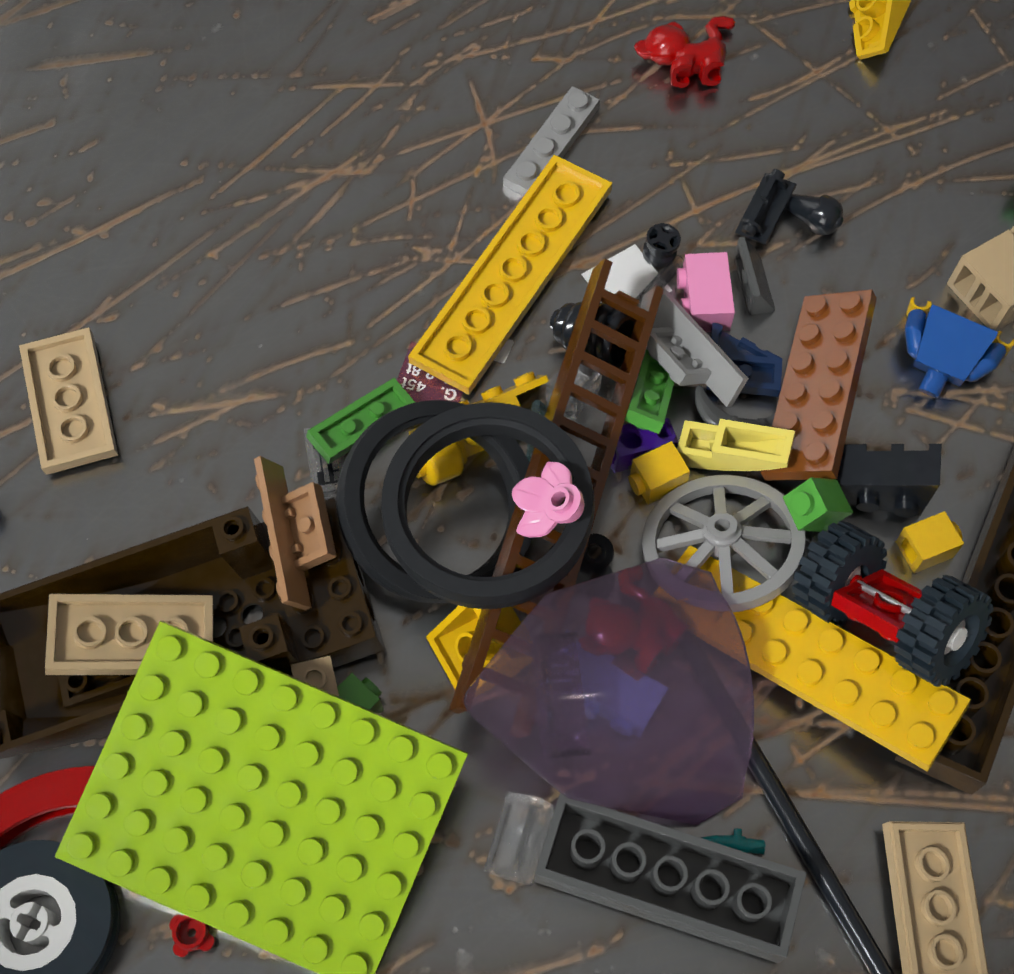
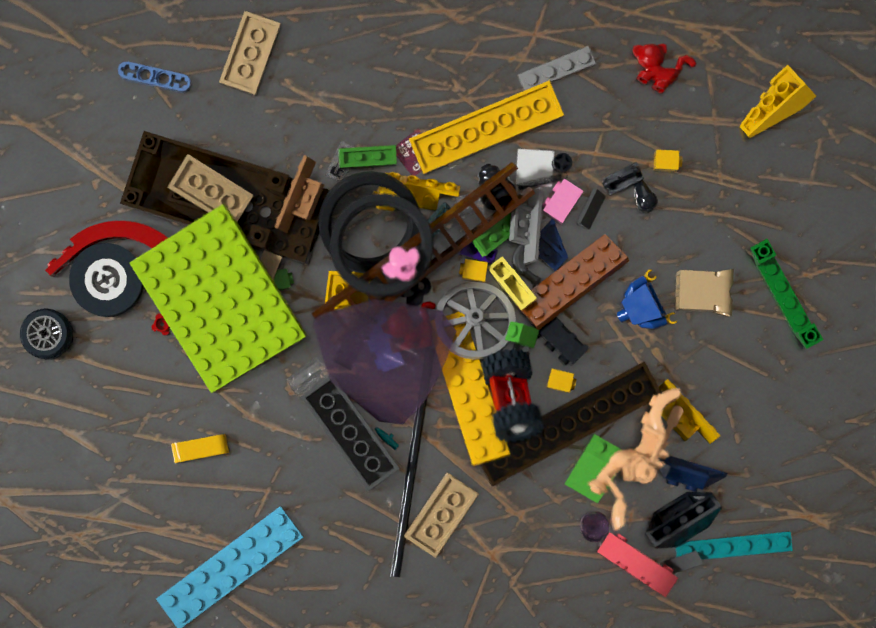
camera: 35 degrees right, 20 degrees up
(803, 149) = (667, 161): none -> yellow brick

